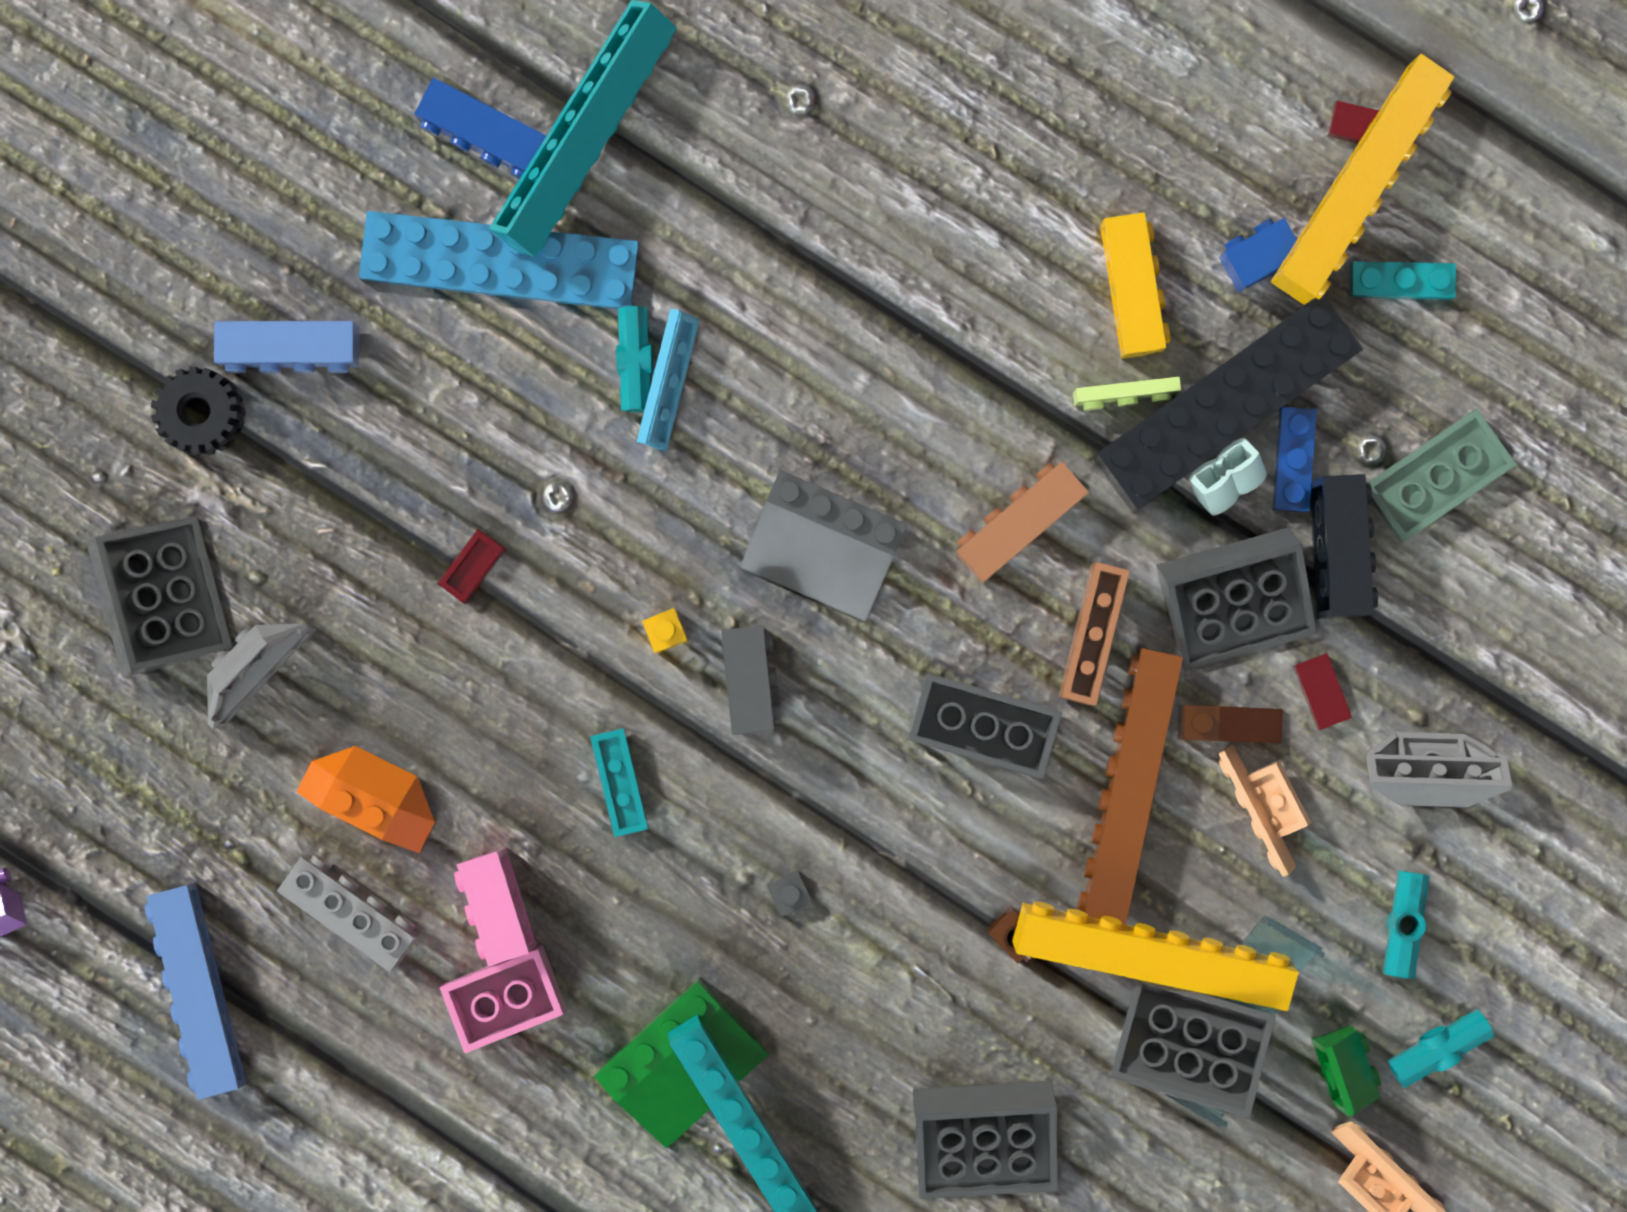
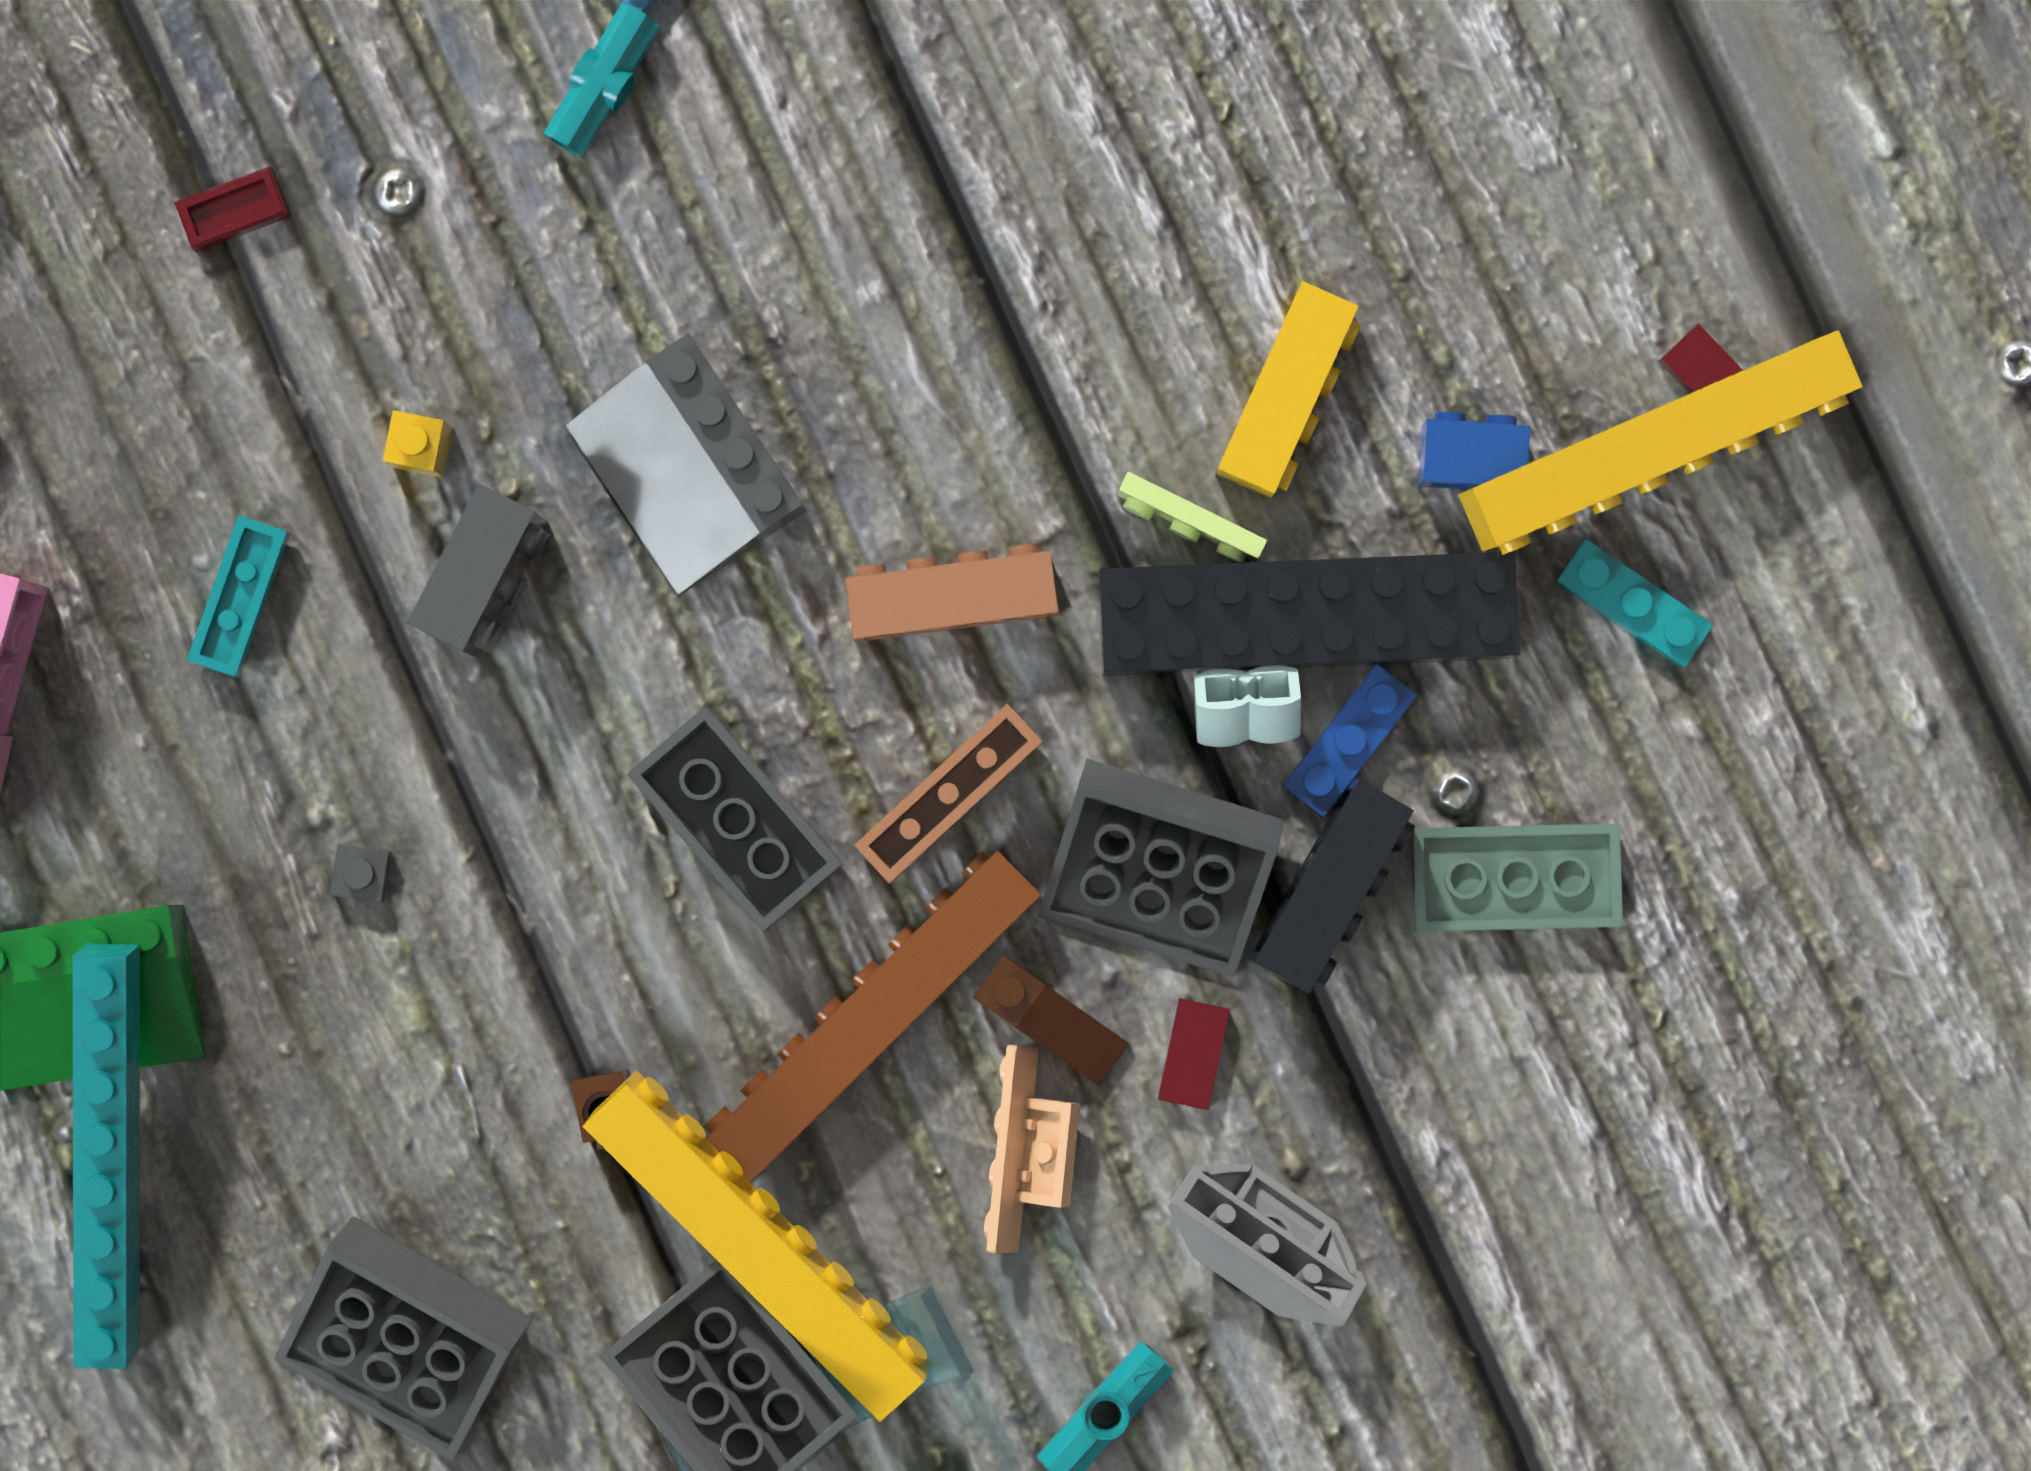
camera: 30 degrees right, 0 degrees up
(668, 380) = (626, 133): medium azure tile -> none

